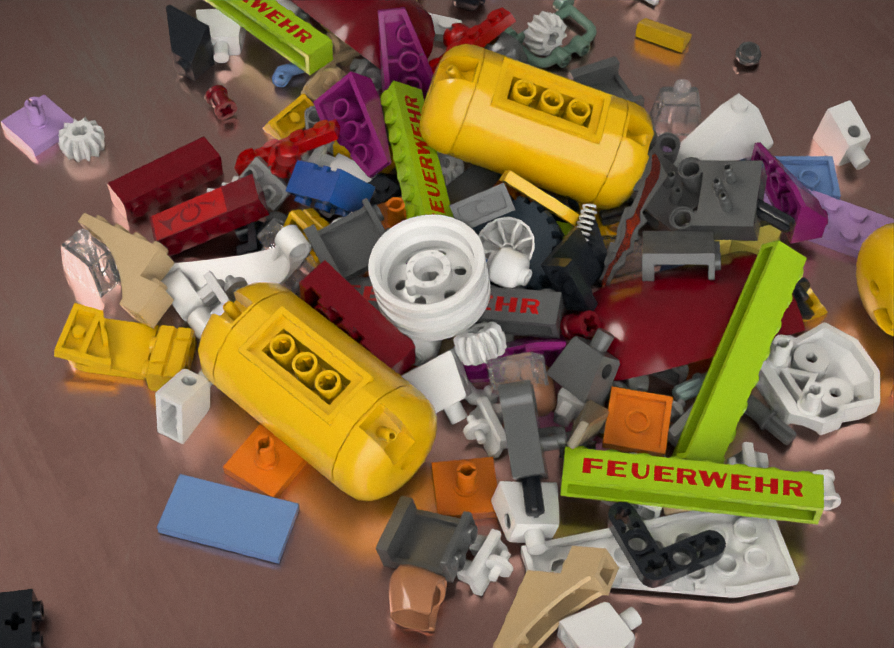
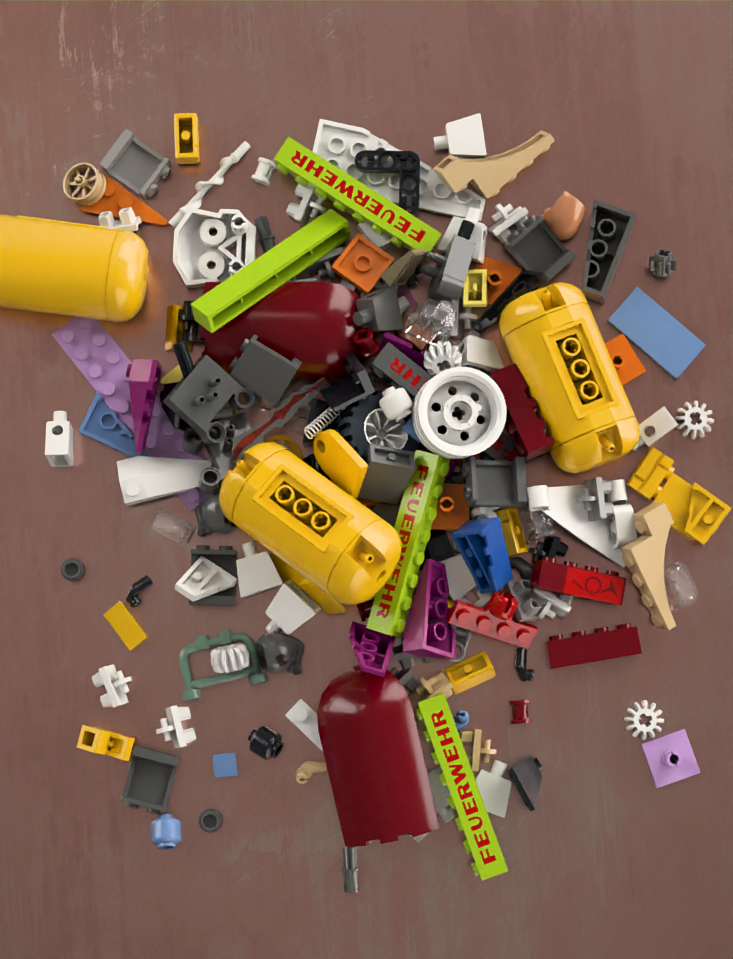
camera: 150 degrees left, 30 degrees up
(138, 436) = (702, 419): none -> white gear
(236, 137) = (520, 664): none -> black arm
(248, 602) = (662, 263): none -> dark grey gear
(250, 58) = (474, 738): none -> tan hips
(342, 586) = (606, 245): none -> dark grey wedge
(428, 473) = (522, 284): none -> black wing
(478, 35) = (301, 672): red plate -> none
(483, 449) = (475, 289): none -> light yellow slope
(616, 74) = (204, 580): none -> white wing
(674, 59) = (135, 589): none -> black arm
(872, 452) = (202, 186): none -> white piece

